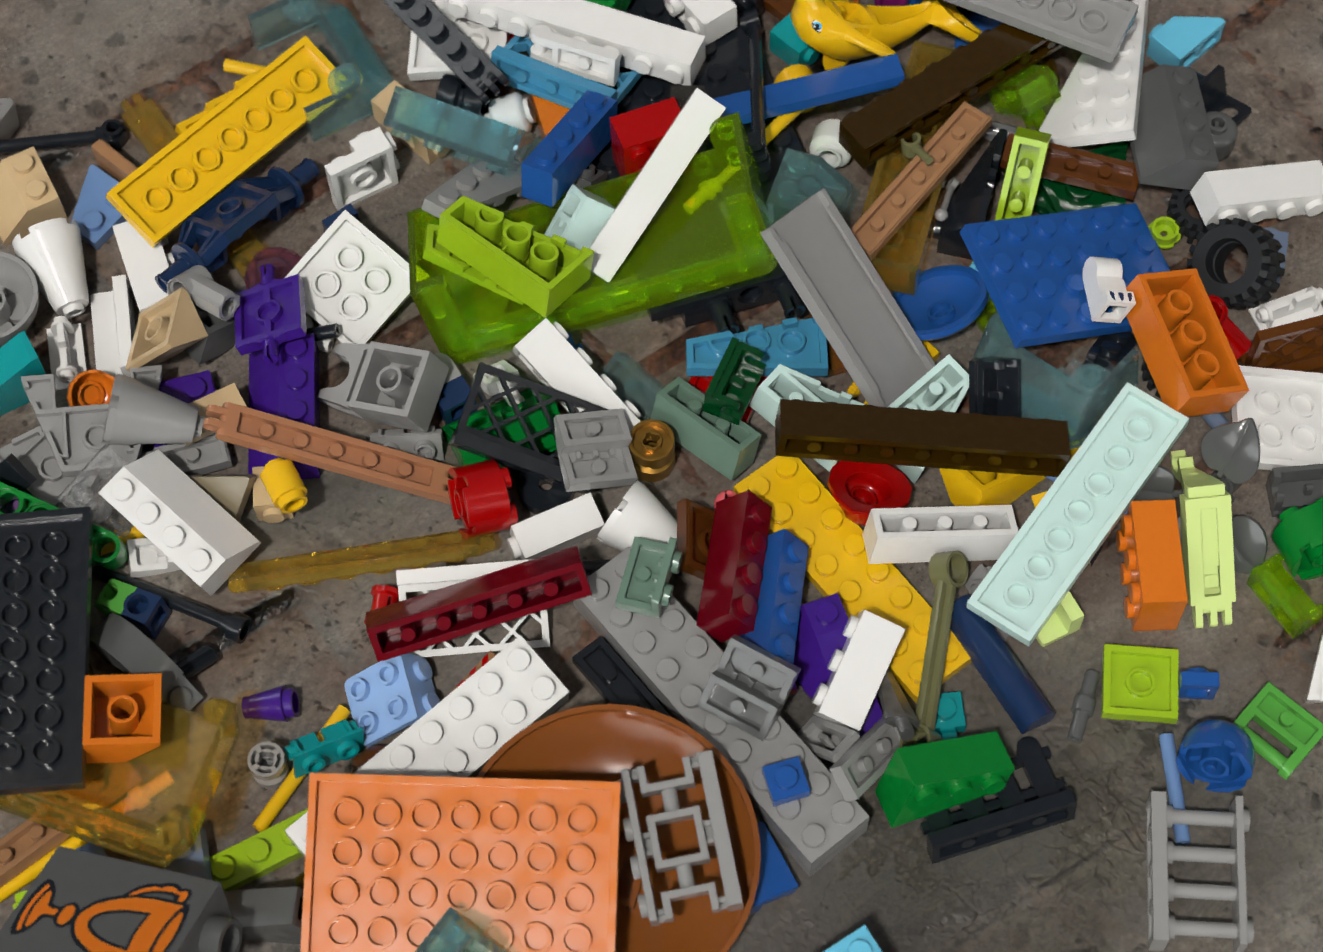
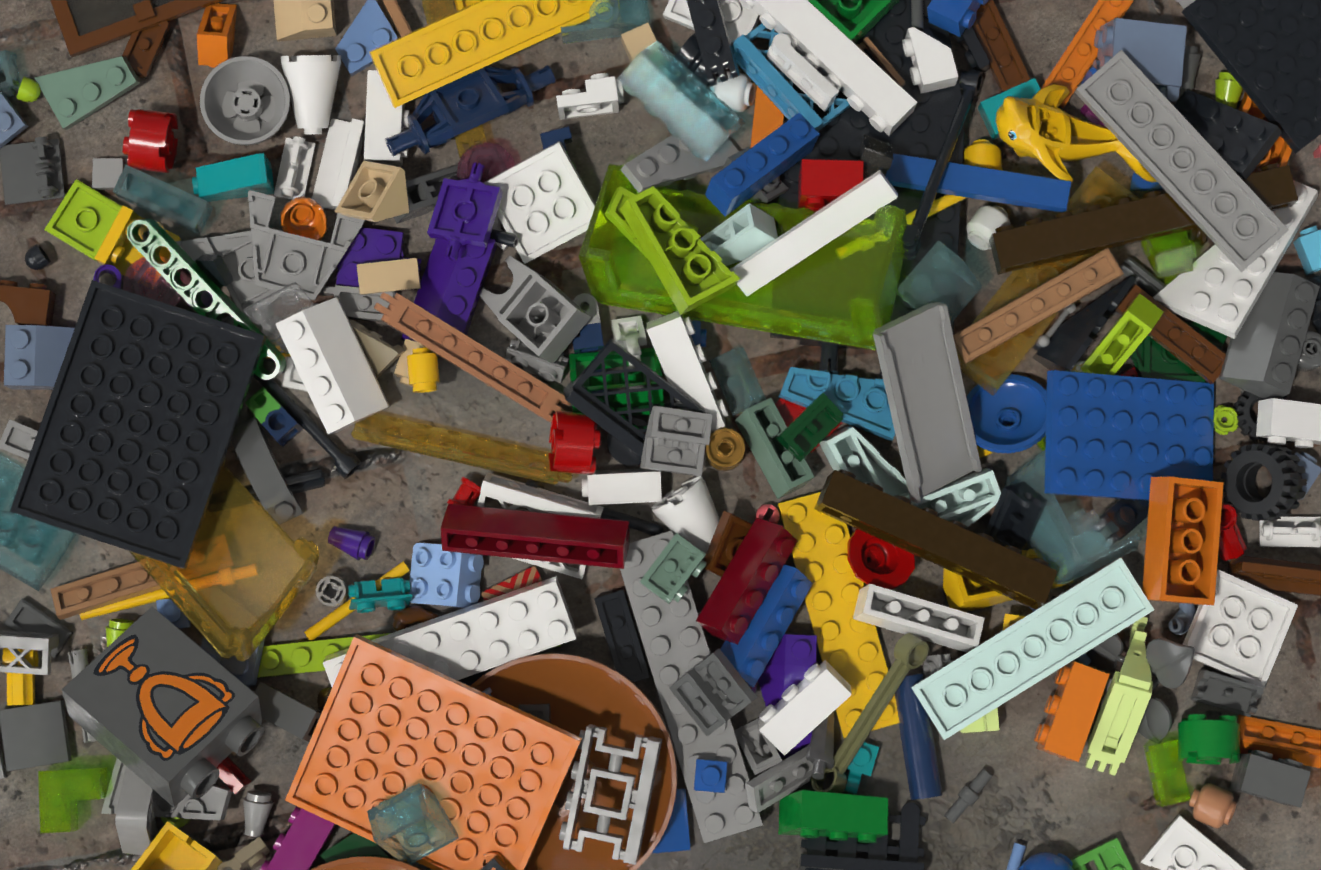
camera: 20 degrees right, 20 degrees up
(121, 716) = (233, 521): orange slope -> none
(148, 416) = (336, 269): light grey cone -> none
(205, 292) = (418, 172): light grey piece -> none
(910, 150) = (1046, 278): olive hand -> none
(1106, 288) = (1142, 470): white leg -> none
(1140, 683) = (1019, 797): lime plate -> none
(1198, 684) = (1063, 815): blue plate -> none

